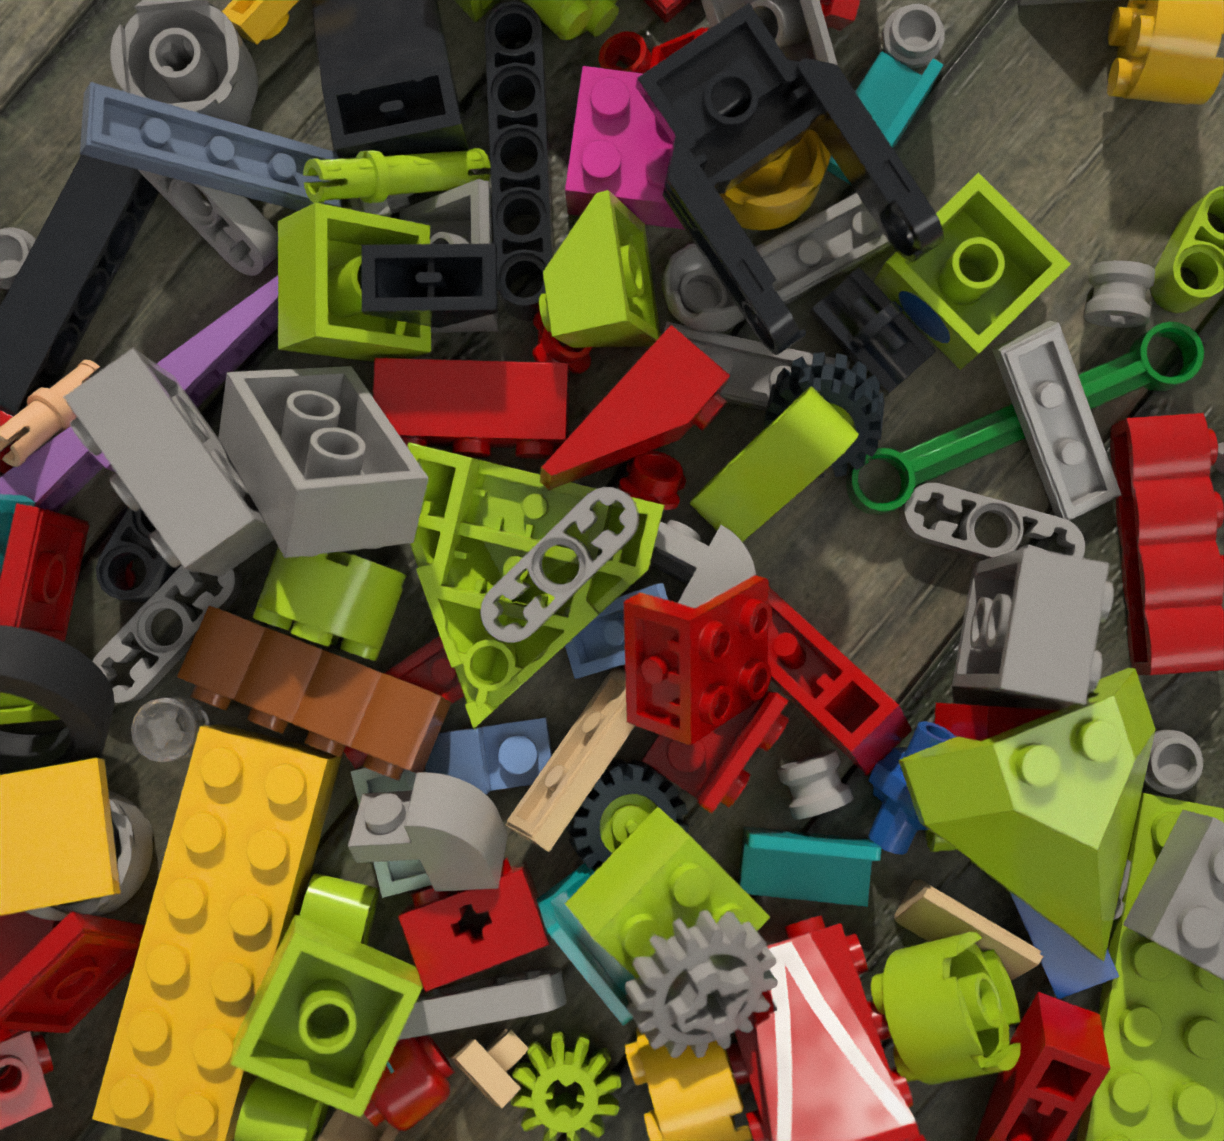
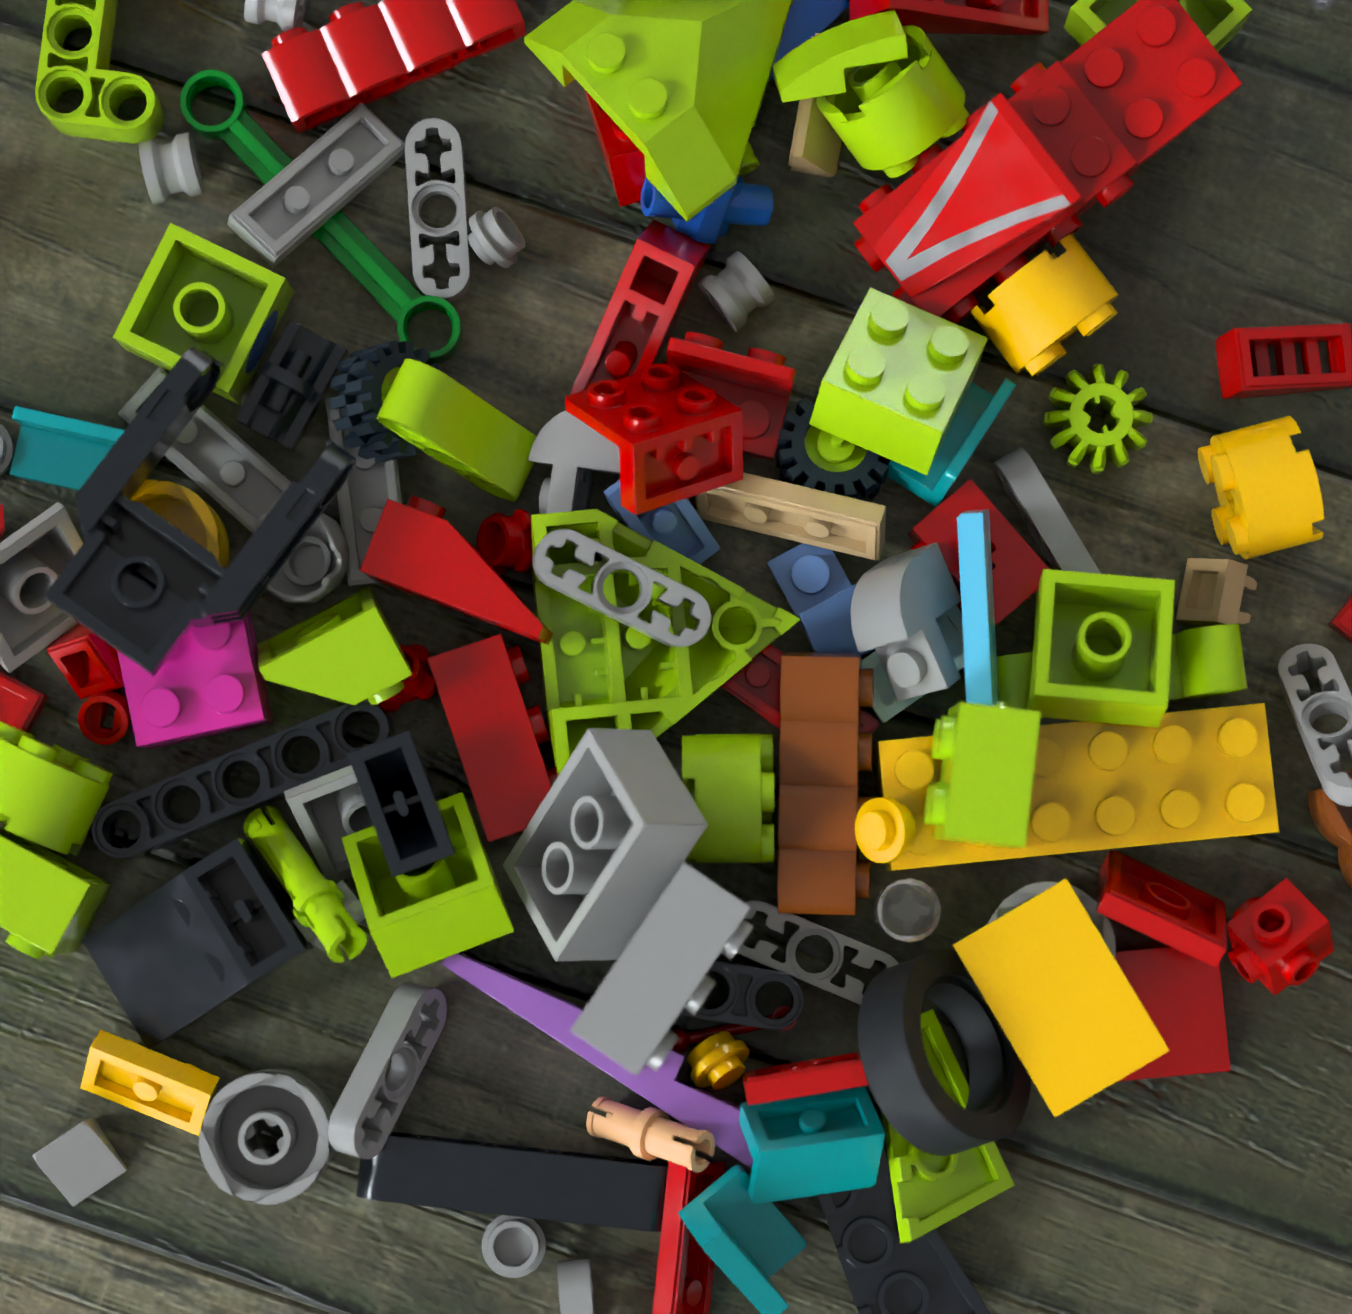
camera: 115 degrees left, 0 degrees up
(98, 502) = (718, 1061): none -> yellow plate
(196, 148) = (348, 1067): sand blue tile -> none
(231, 851) = (984, 775): none -> lime brick
(235, 733) = (884, 829): none -> yellow plate
(410, 1084) = (1147, 554): red head -> none
(413, 904) = (978, 607): none -> medium azure tile
(489, 1066) = (1103, 496): tan tile -> none
(701, 984) = (947, 323): light grey gear -> none
(806, 866) = (813, 272): teal panel -> none
(947, 573) = (495, 237): none -> light grey plate
(1012, 951) = (819, 63): none -> lime slope
(1033, 626) = (525, 144): light grey brick -> none

